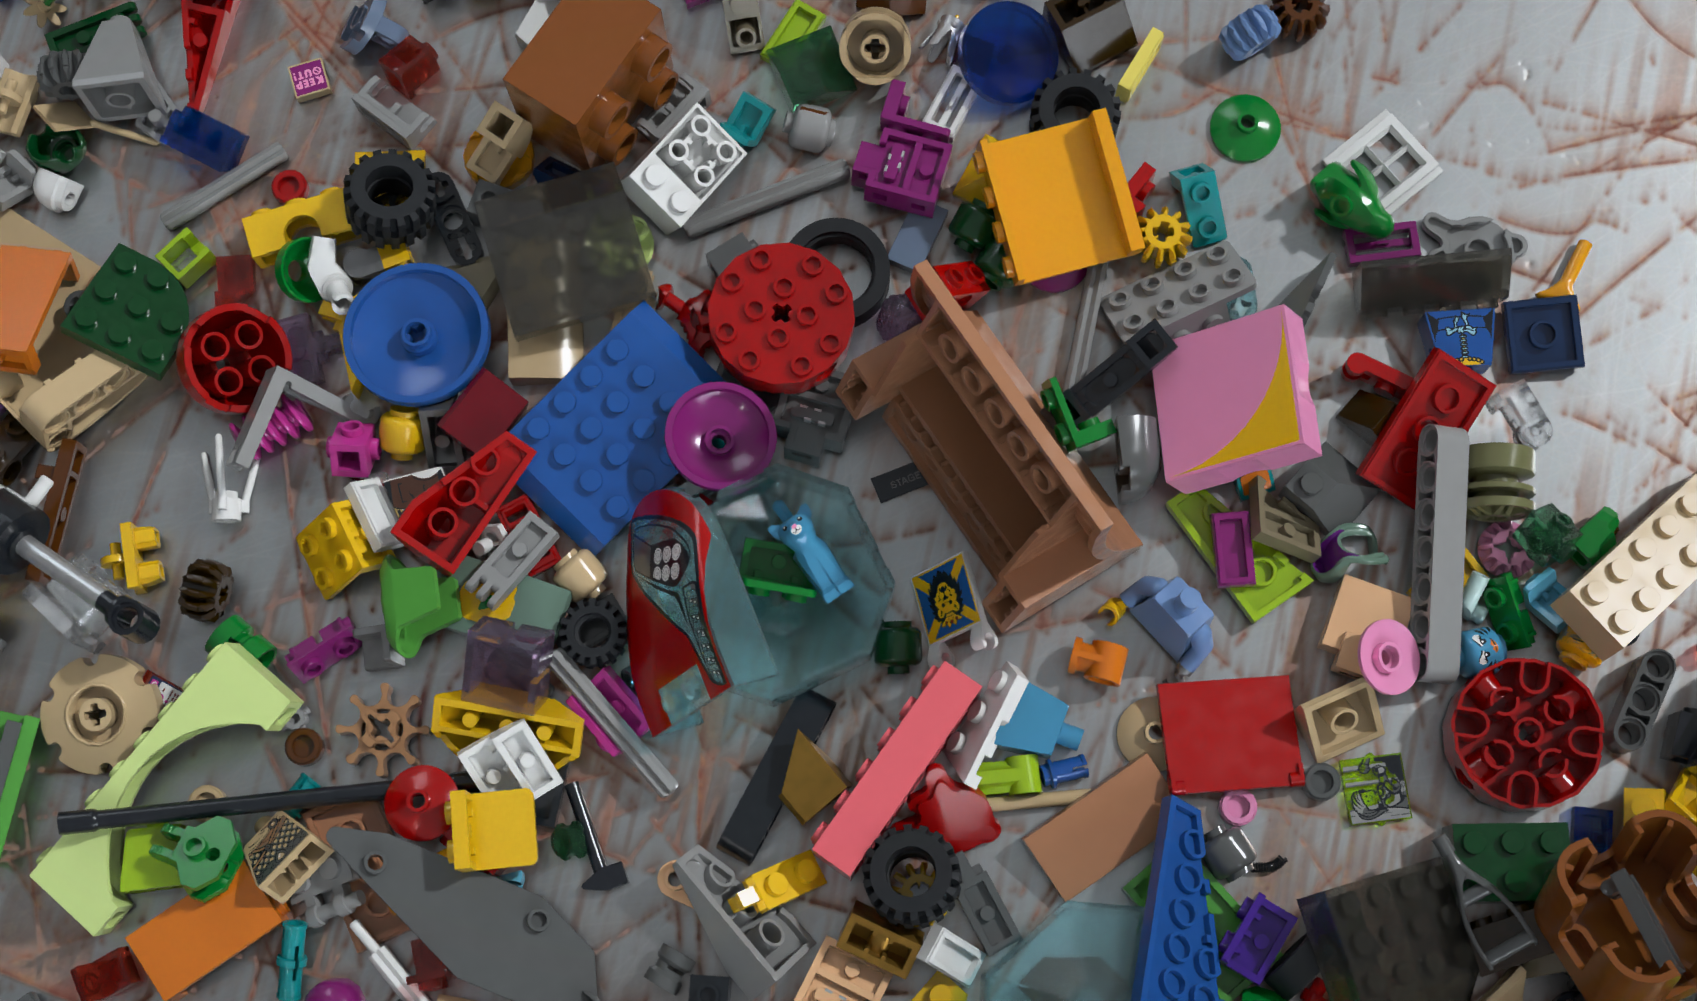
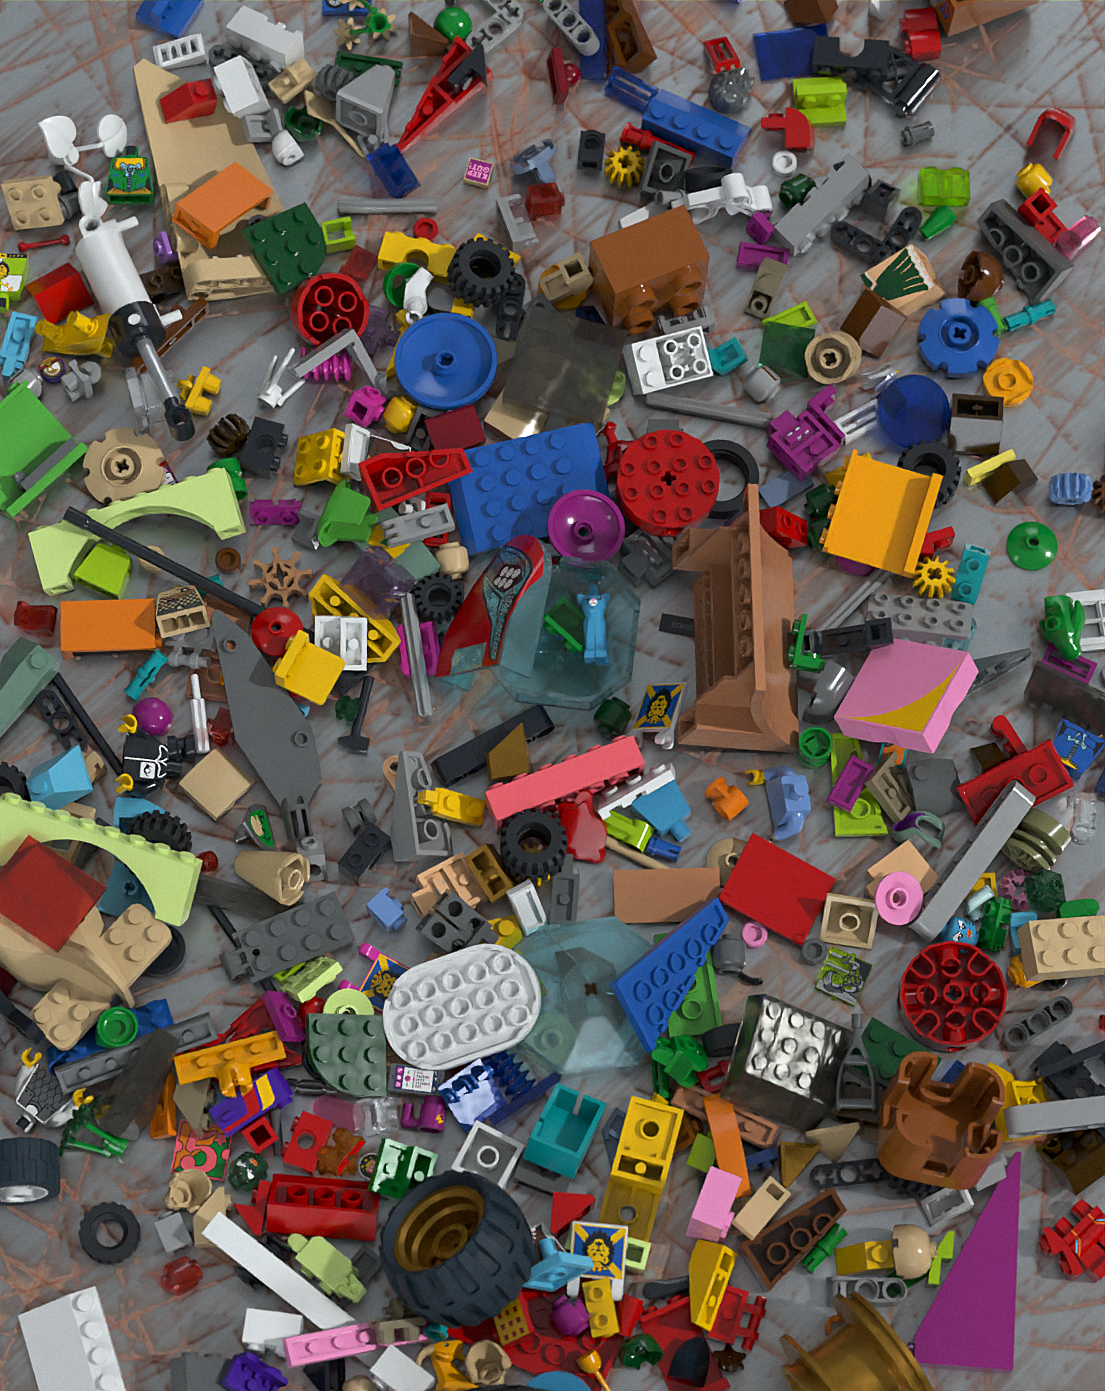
camera: 25 degrees right, 5 degrees down
(202, 856) = (134, 581): green hinge -> none
(245, 563) = (263, 433): none -> black brick
(298, 720) = (233, 542): light grey piece -> none
(1161, 531) = (814, 748): none -> green wheel
(1169, 68) = (1009, 480): none -> dark brown slope
(1256, 938) = (711, 1007): dark purple bracket -> none
(1626, 886) = (940, 1124): dark grey hinge -> none

